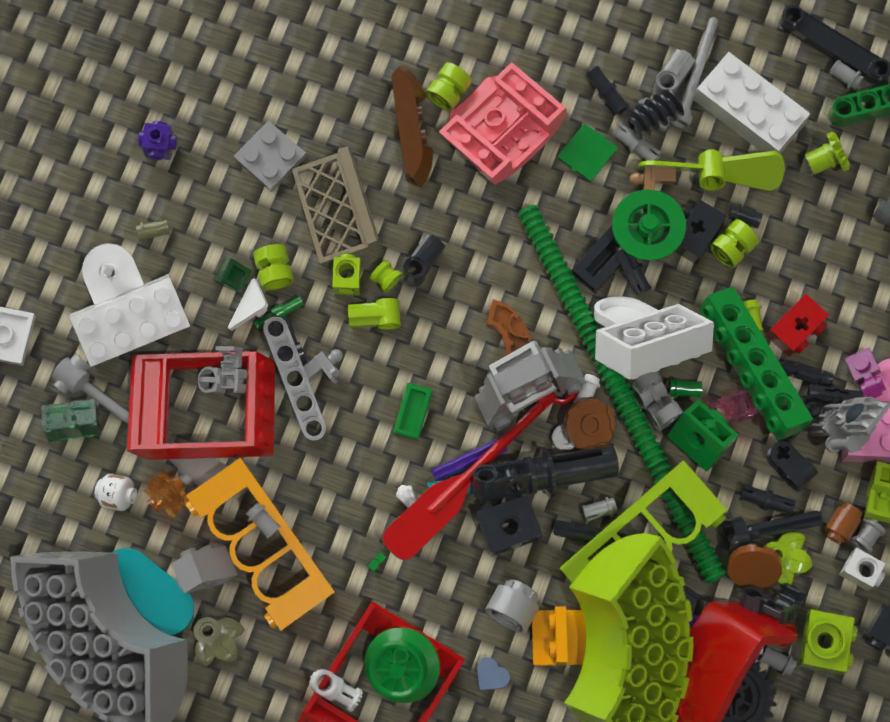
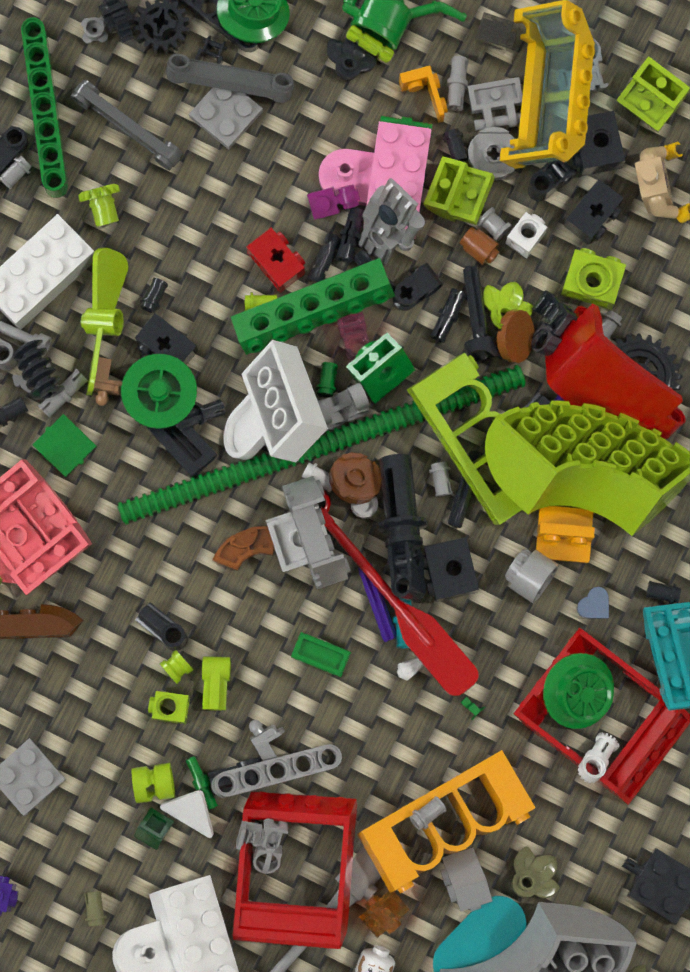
camera: 85 degrees left, 5 degrees up
(357, 199) = (89, 688): dark tan fence -> none
(730, 247) = (186, 313): lime wheel -> none

